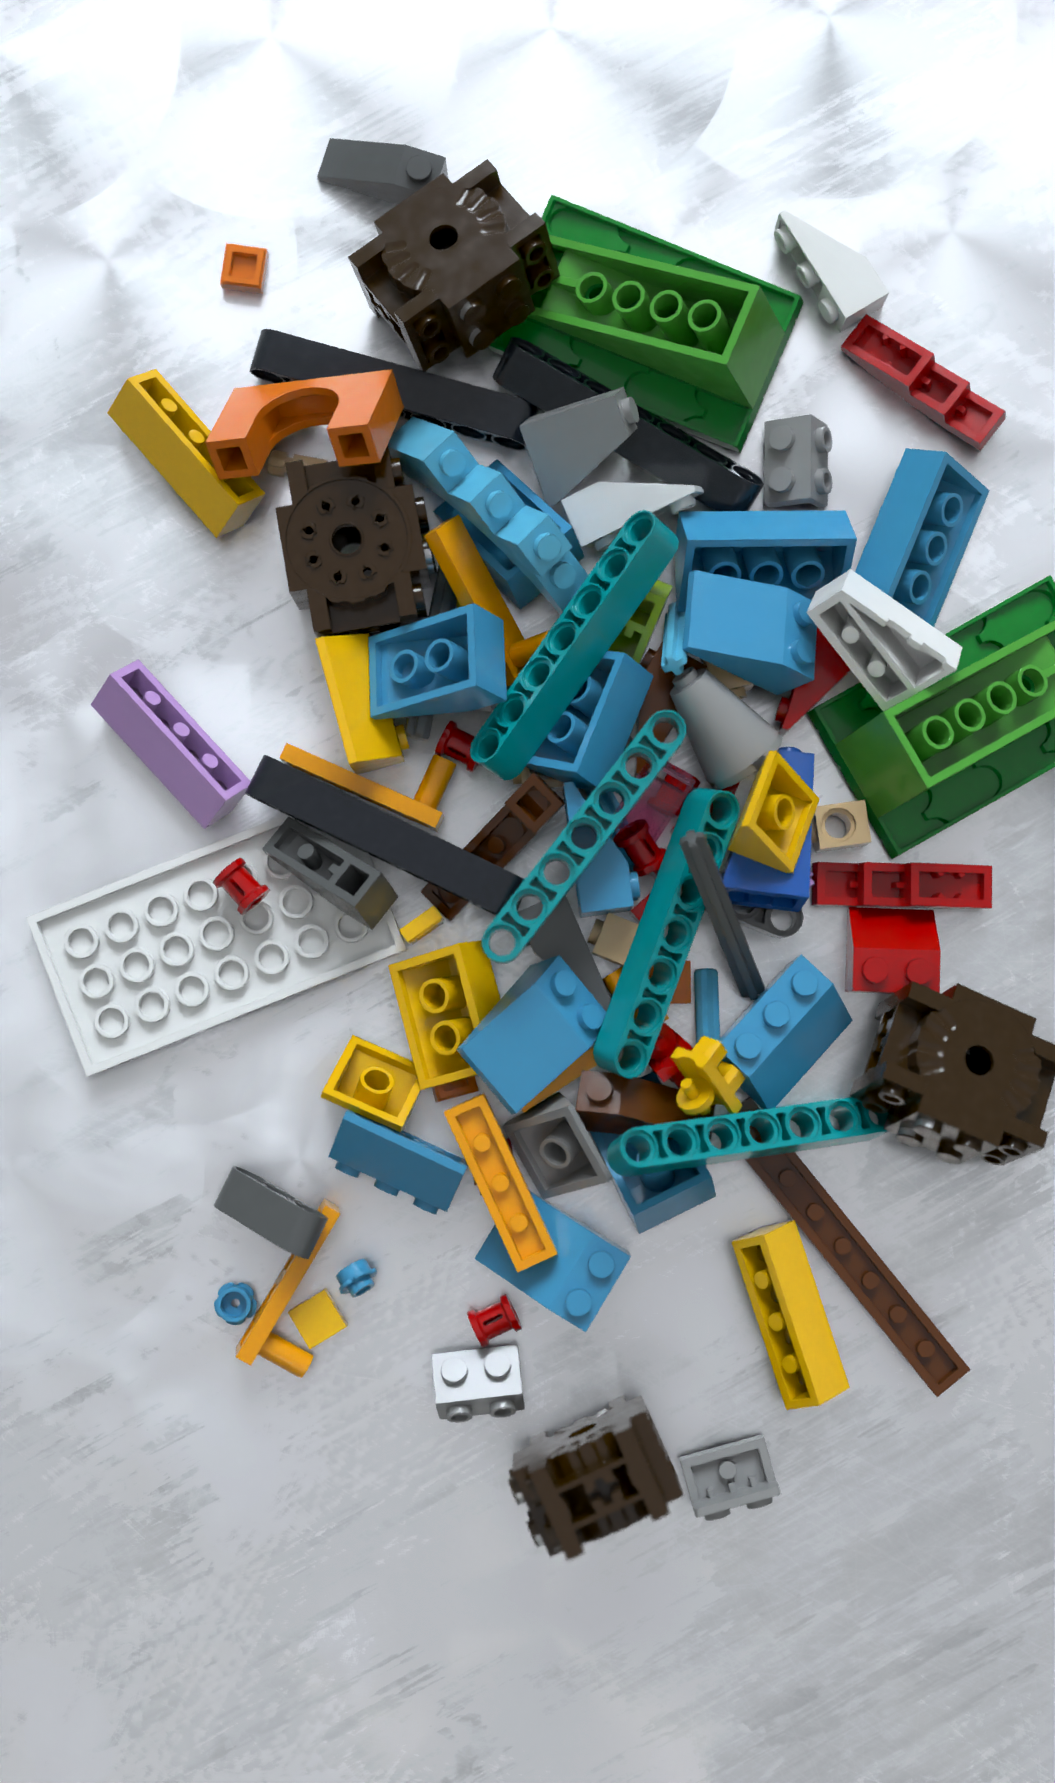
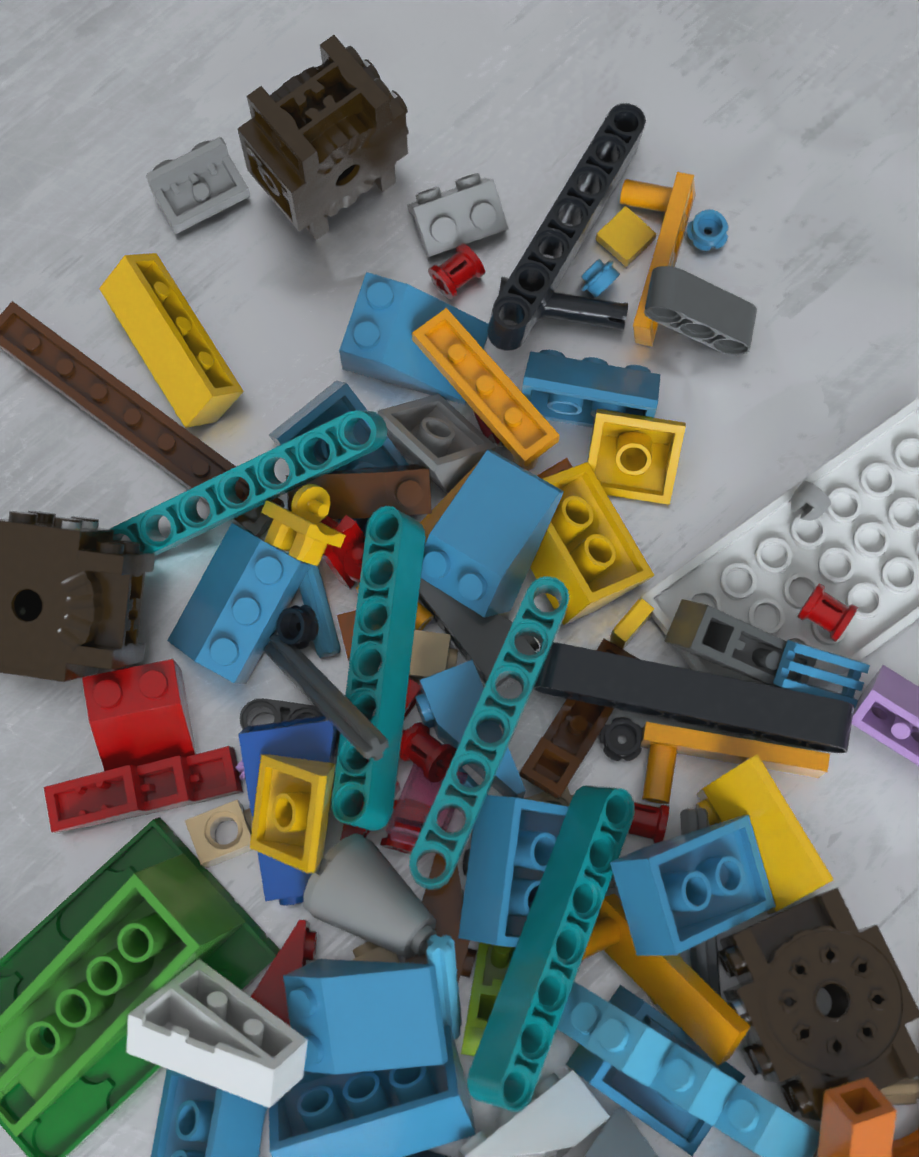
camera: 160 degrees right, 10 degrees down
(224, 995) = (810, 500): none -> light grey hinge
(279, 819) = (850, 683): none -> dark azure tile
(365, 1353) = (613, 143): none -> black beam
(420, 1266) = (582, 309): none -> black pin
(458, 813) = (625, 727): none -> black plate
(730, 998) = (298, 626): none -> black plate

